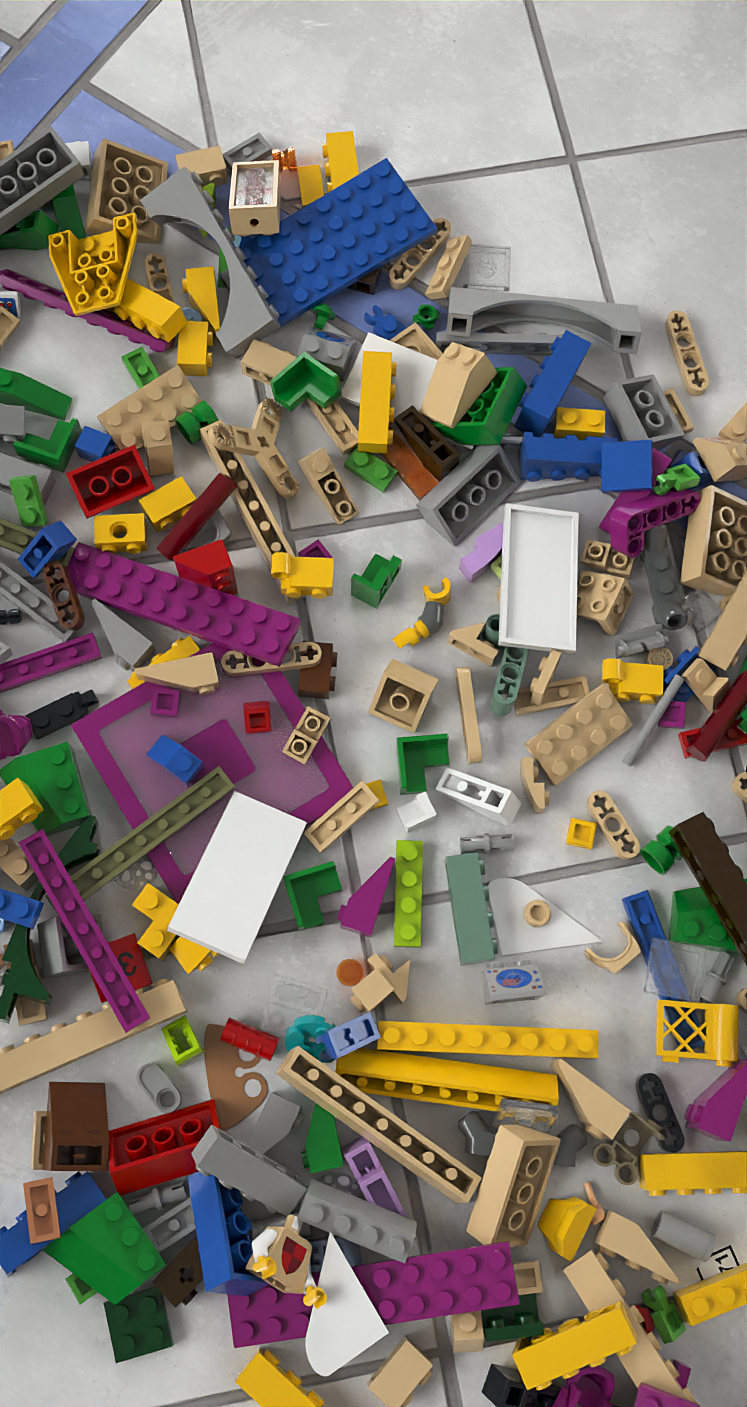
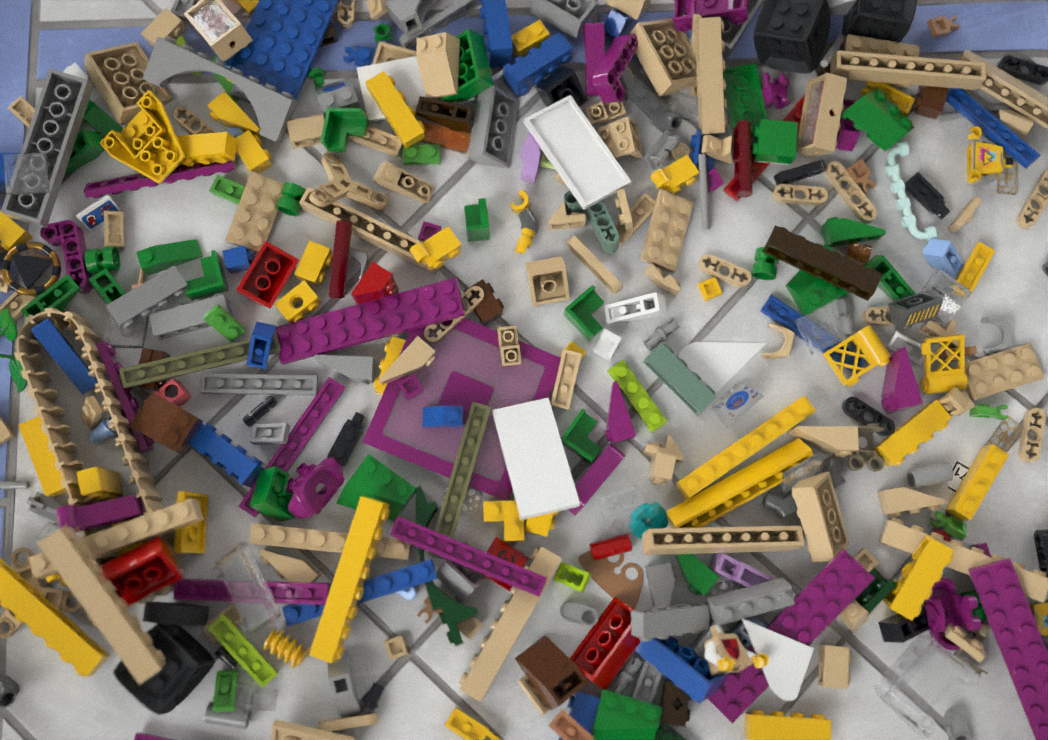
camera: 35 degrees left, 5 degrees up
(71, 603) = (286, 368): reddish brown beam -> none
(158, 447) = (280, 232): tan slope -> none
(257, 717) = (471, 355): red slope -> none
(292, 947) = (597, 475): none -> magenta beam
(348, 1037) = (670, 503): hinge -> none
(349, 972) = (638, 466): clear orange plate -> none
(537, 913) = (719, 353): tan tile -> none
(565, 1224) = (862, 517): yellow slope -> none
(577, 496) = (560, 85): none -> black slope
(599, 1214) = (874, 498): light nougat hand -> none
(627, 466) = (579, 45): blue tile -> none
(679, 477) = (615, 31): bright green plate -> none

